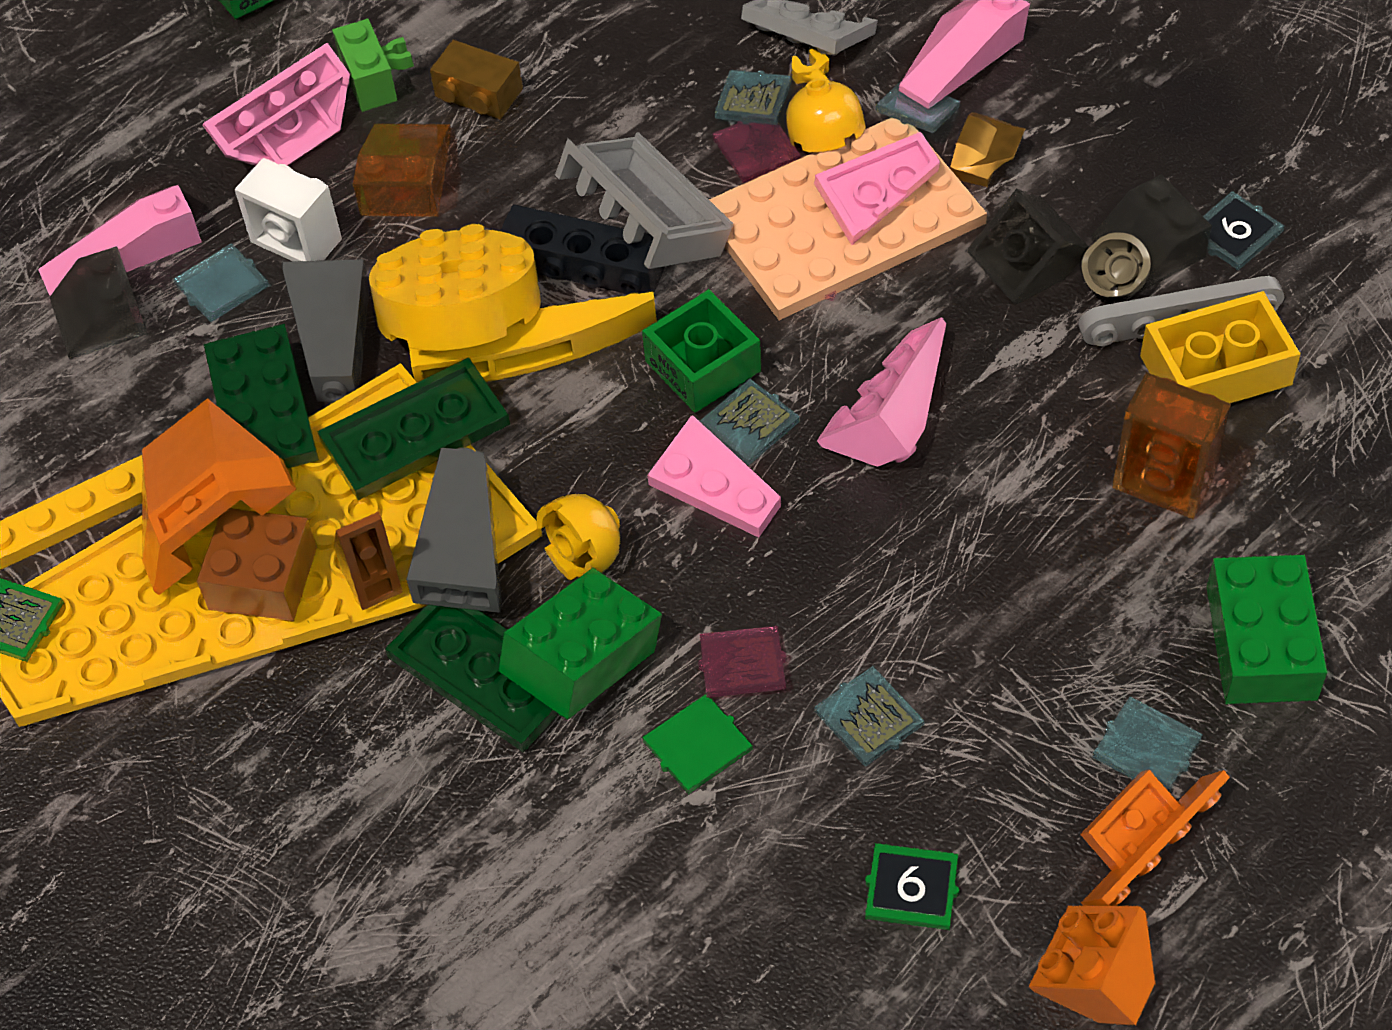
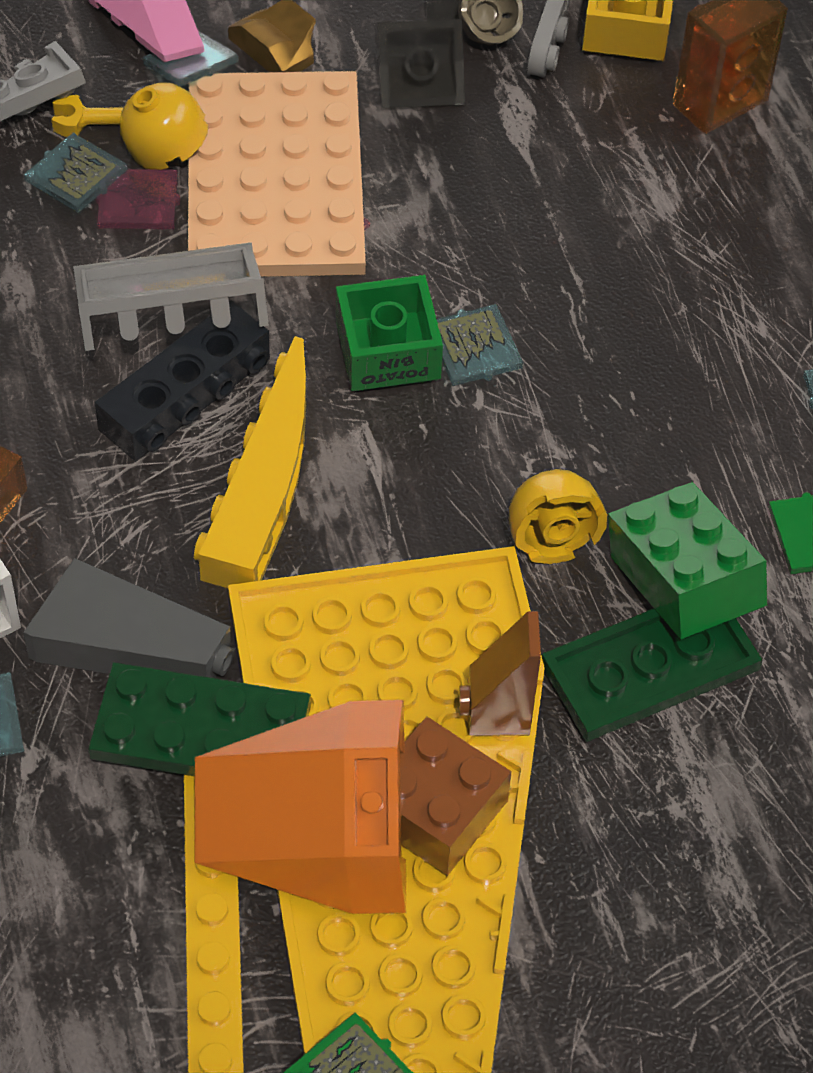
camera: 70 degrees left, 0 degrees up
(412, 427) = (337, 599): dark green plate -> none
(455, 288) = (187, 486): yellow brick -> none
(456, 540) = (488, 595): dark grey slope -> none
(714, 479) = (528, 397): bright pink wing -> none
(742, 661) = (748, 460): clear pink piece -> none
(876, 183) = (280, 122): bright pink wing -> none
(892, 404) = (530, 232): bright pink wedge -> none

